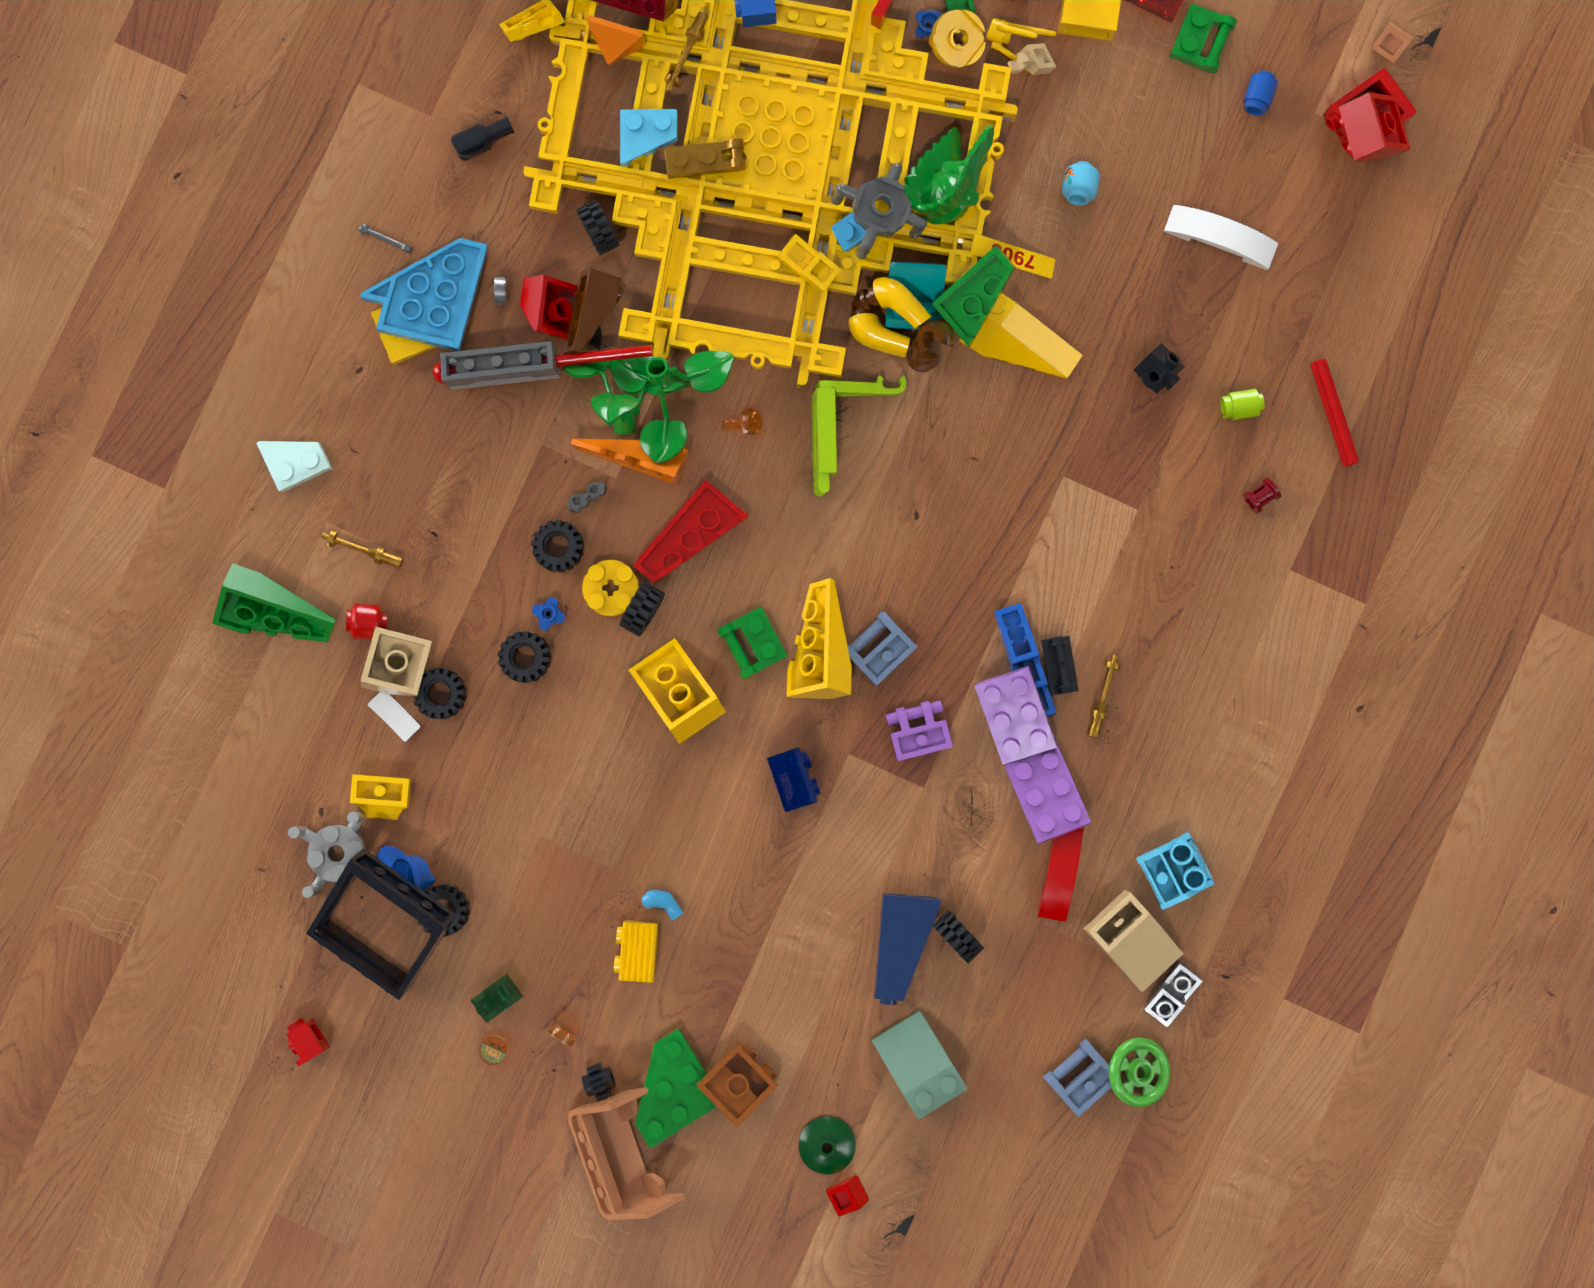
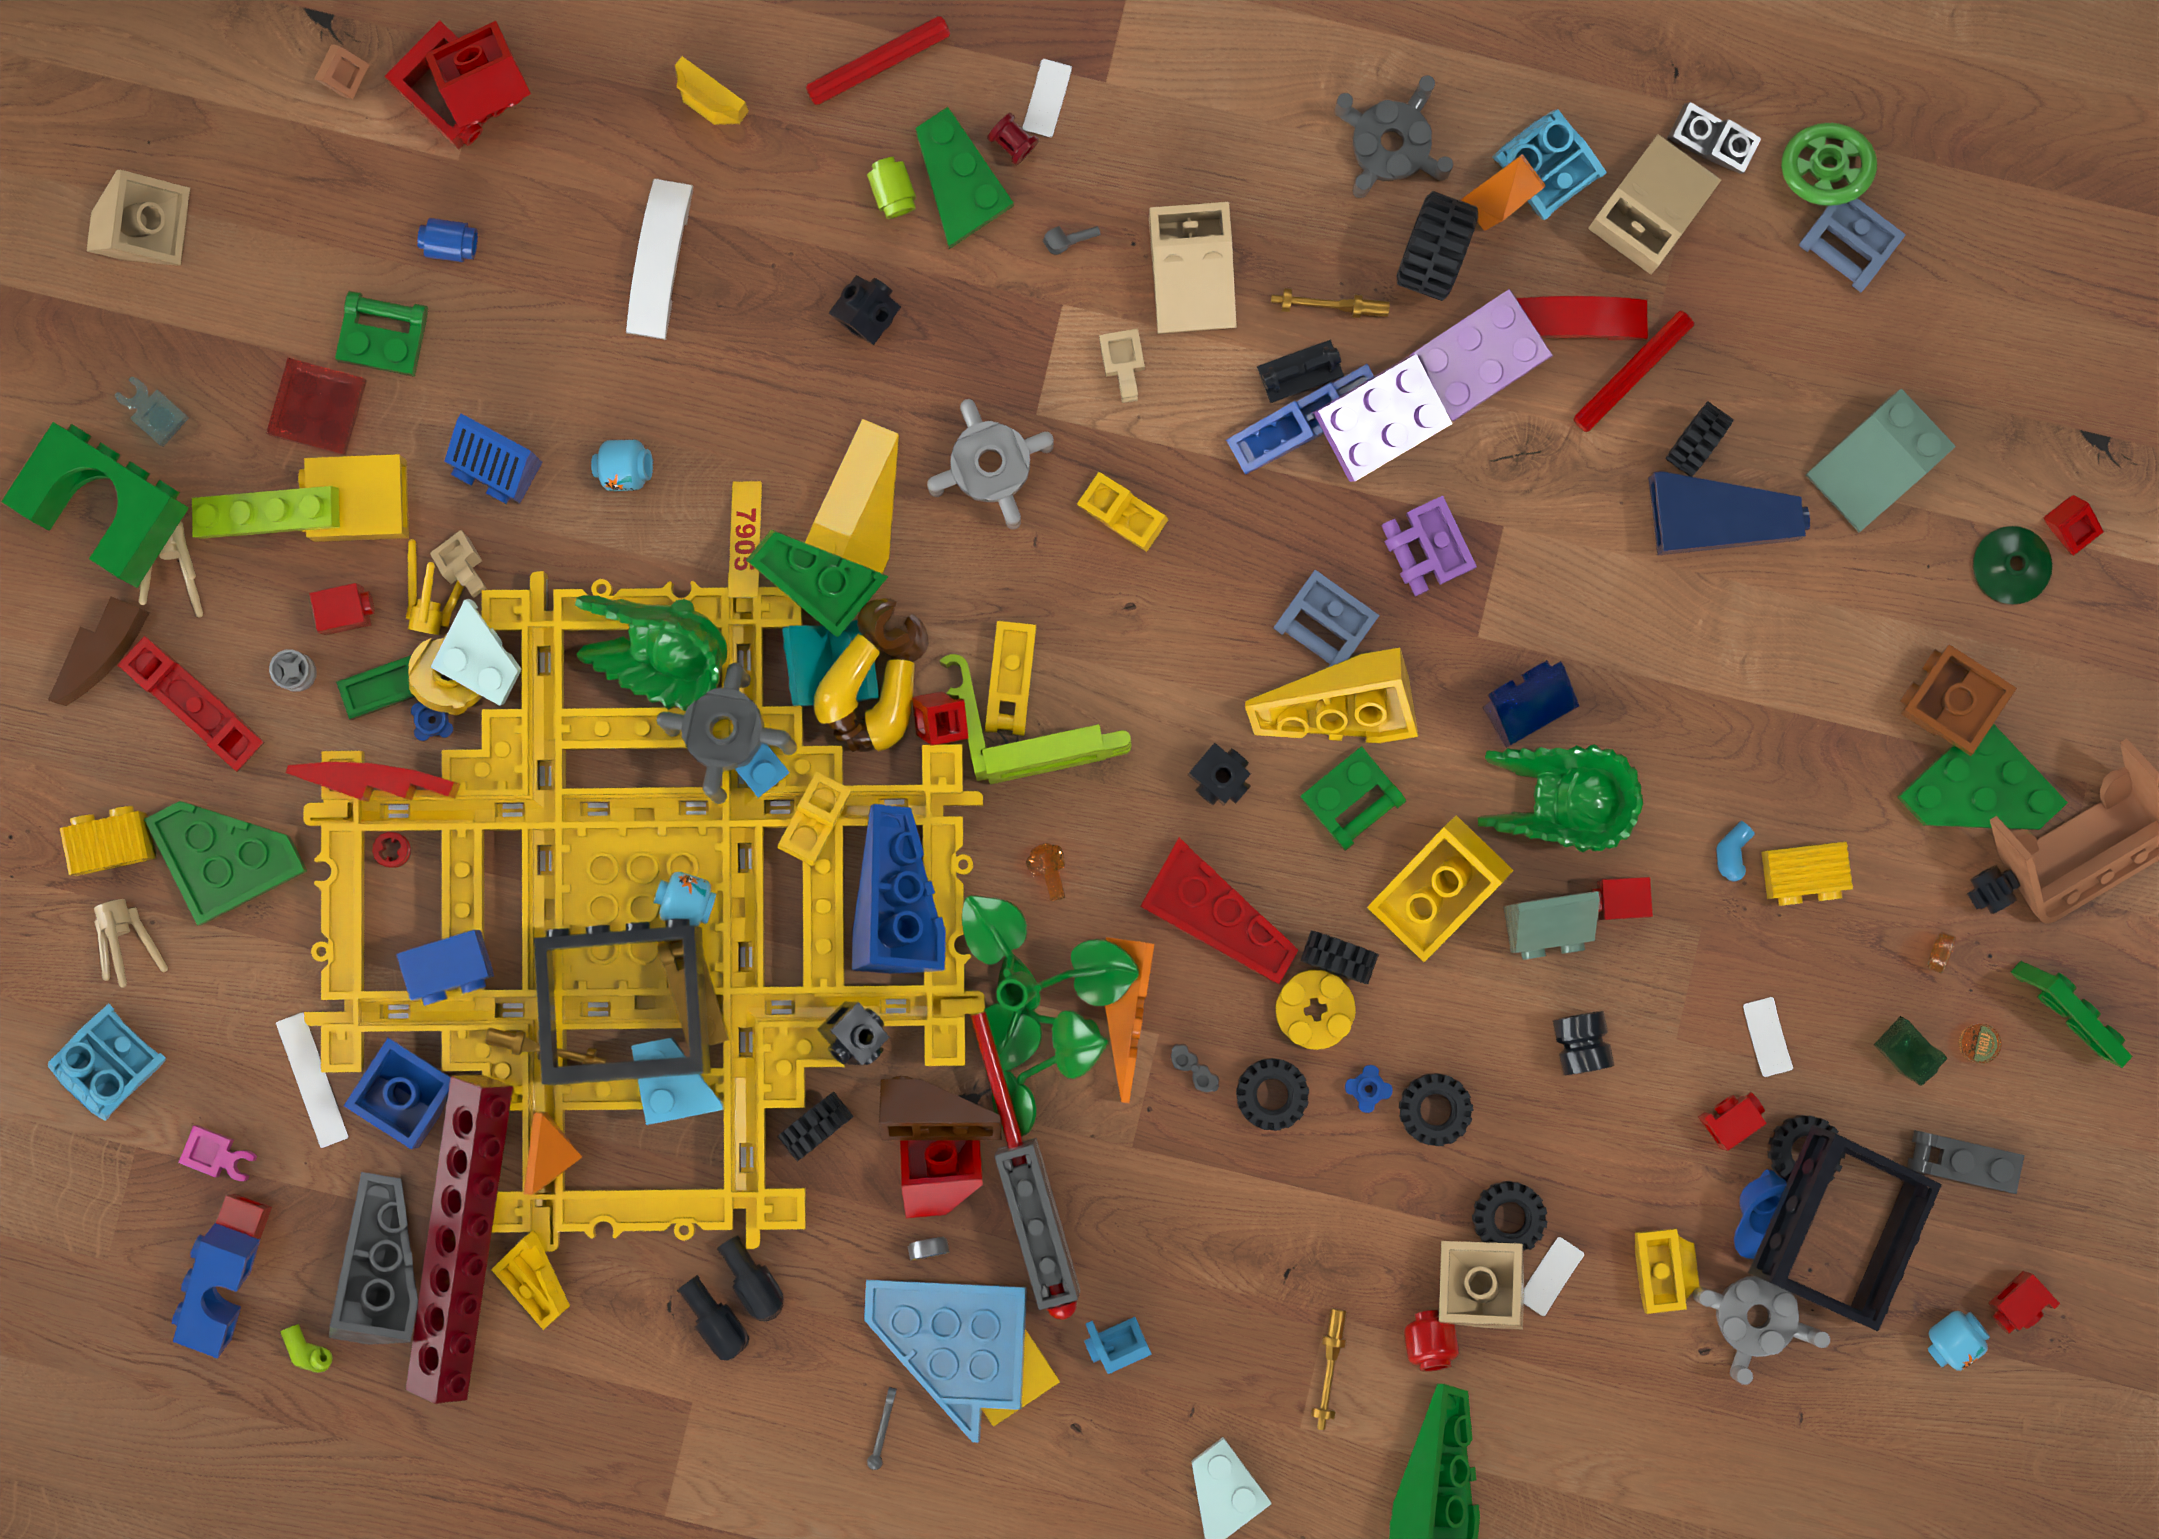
camera: 105 degrees left, 0 degrees up
(289, 990) = (1958, 1340): none -> medium azure head
(407, 405) = (1117, 1345): none -> dark azure bracket
(412, 1022) = (1967, 1162): none -> dark grey plate
(474, 864) = (1734, 1120): none -> red brick
(497, 1124) = (2083, 1020): none -> green wing
(501, 168) = (753, 1282): none -> black arm
(528, 900) = (1767, 1037): none -> white sticker
(549, 768) = (1583, 1043): none -> black wheel
(636, 761) = (1552, 923): none -> sand green slope
(644, 816) = (1624, 898): none -> red brick
(661, 255) = (854, 1034): none -> black brick
(698, 153) = (601, 936): none -> black window
(719, 800) = (1580, 796): none -> green piece
(734, 306) = (895, 908): none -> blue wedge
(769, 162) = (685, 898): none -> medium azure head
(790, 542) = (1218, 760): none -> black brick
(862, 365) = (939, 718): none -> red brick
(882, 422) = (1010, 676): none -> yellow plate
(965, 56) = (476, 657): none -> light aqua wing
(983, 522) = (1122, 511): none -> yellow slope
(1016, 901) = (1633, 371): none -> red axle
(1023, 445) = (996, 485): none -> light grey plate
(1093, 542) = (1123, 357): none -> tan plate
(1101, 93) = (491, 460): none -> blue slope
(1131, 776) = (1437, 246): none -> black tyre
(1147, 602) = (1192, 267): none -> tan slope
(1161, 833) = (1504, 192): none -> orange slope
(1182, 514) = (1058, 242): none -> dark grey hand
(1229, 763) = (1397, 118): none -> dark grey plate
(1240, 454) = (960, 178): none -> green wing
(1286, 526) = (1047, 98): none -> white sticker
(1331, 288) = (708, 95): none -> yellow slope

